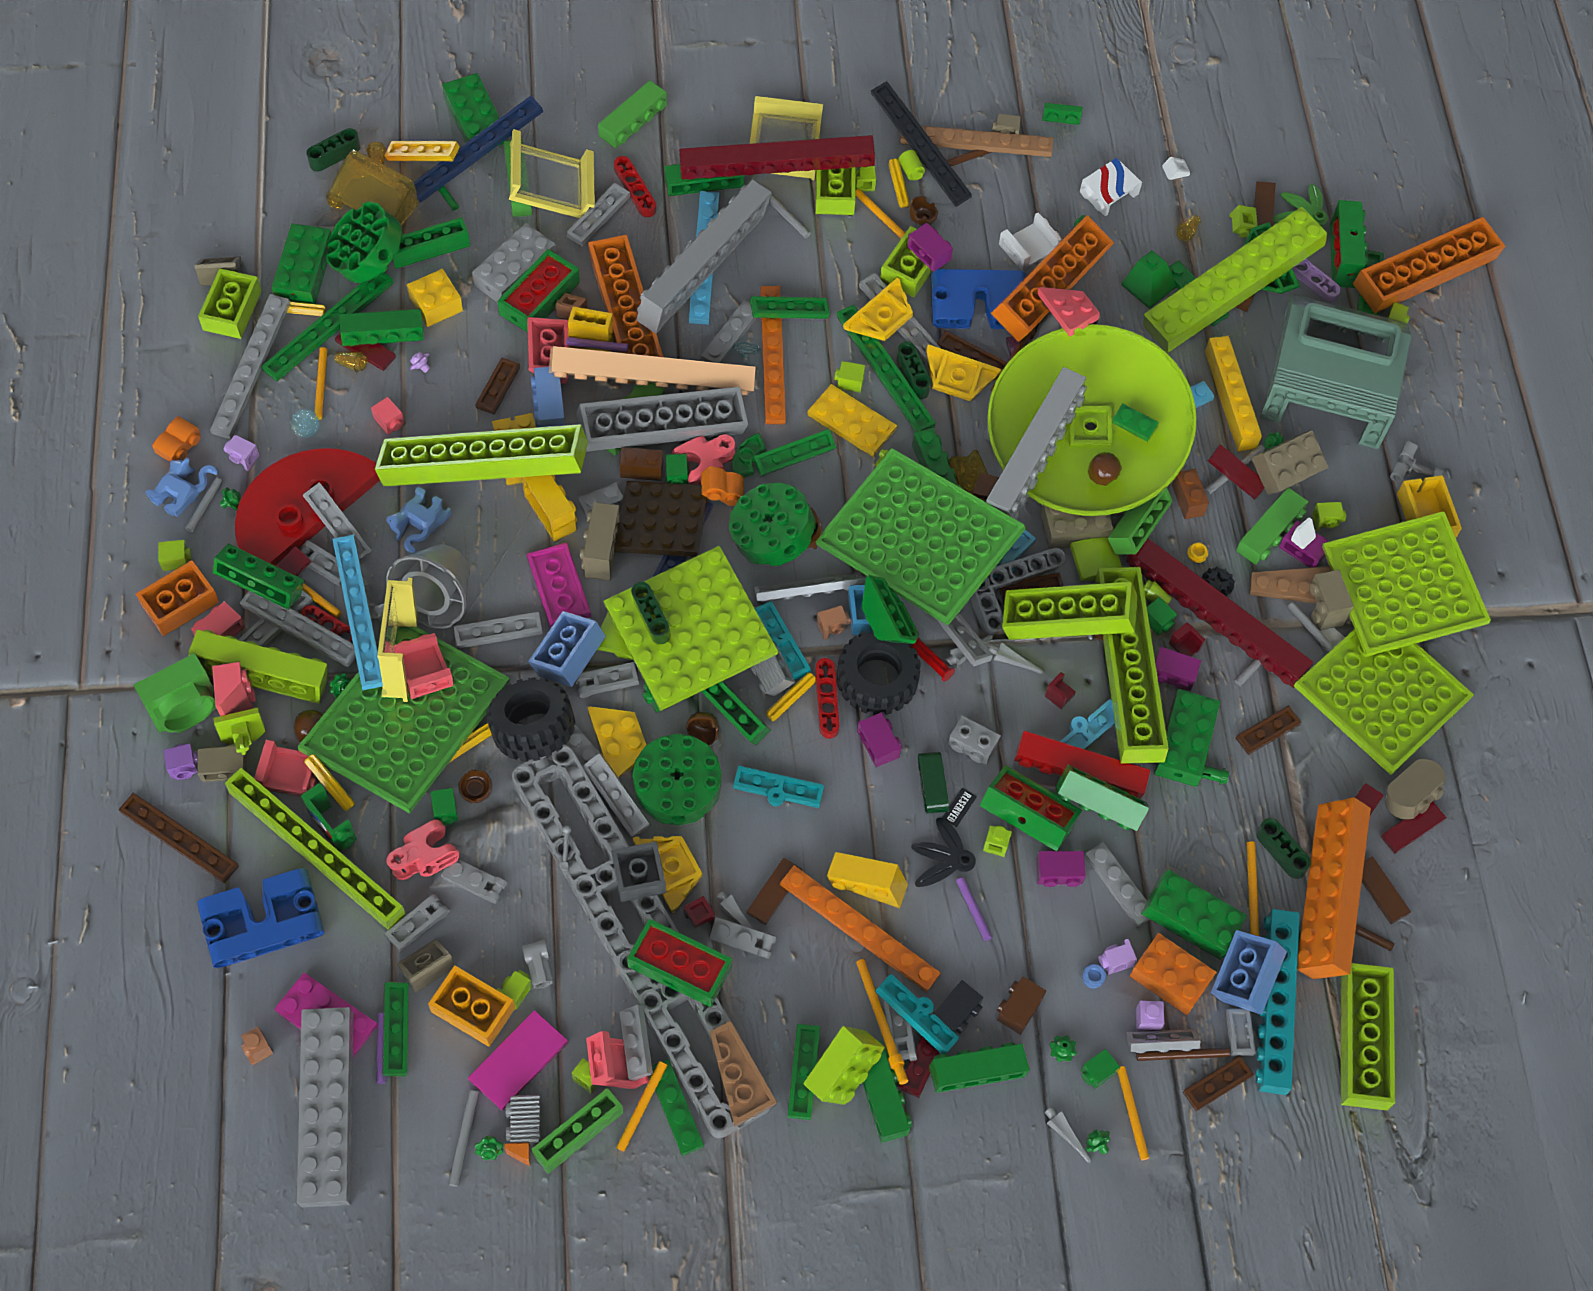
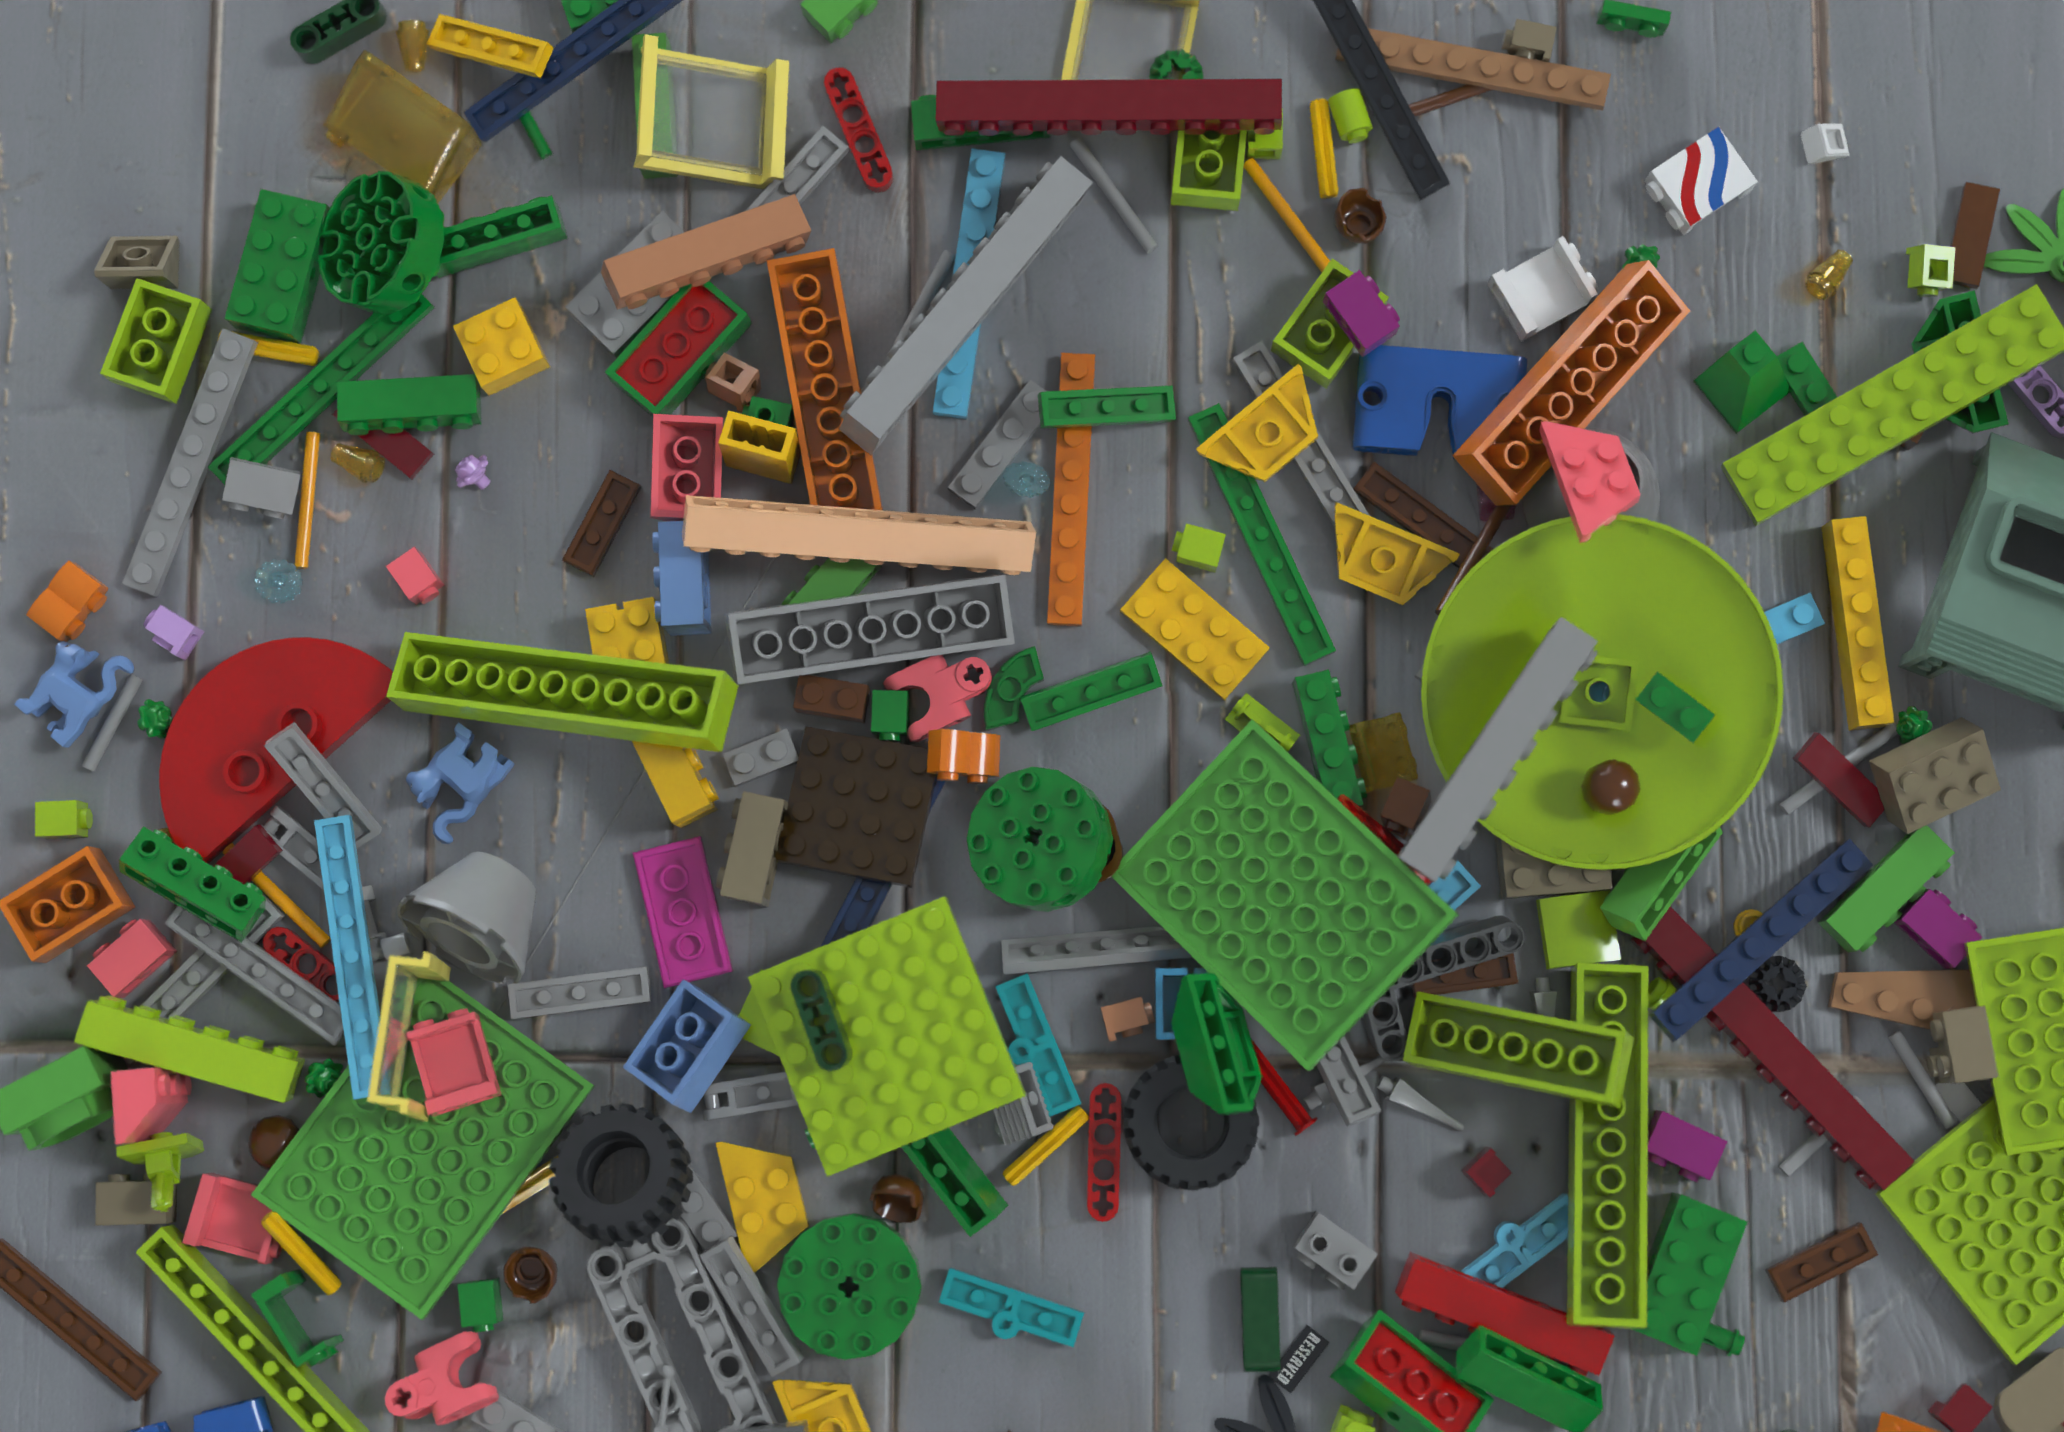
camera: 15 degrees right, 20 degrees up
(181, 761) = (71, 1193): medium lavender brick -> none
(294, 372) = (260, 487): none -> light grey brick
(552, 236) = (706, 252): none -> nougat brick
(597, 344) = (769, 474): medium lavender bar -> none
(879, 739) = (1181, 1237): magenta brick -> none
(913, 359) = (1315, 531): dark green beam -> none
(1161, 616) = (1671, 1055): green brick -> none
(1186, 640) = (1708, 1094): dark red panel -> none
(1190, 494) = (1757, 822): dark orange brick -> none
(1203, 553) = (1760, 940): none -> dark blue plate
(1304, 533) = (1936, 921): white slope -> none
(1328, 515) = (1986, 873): lime brick -> none

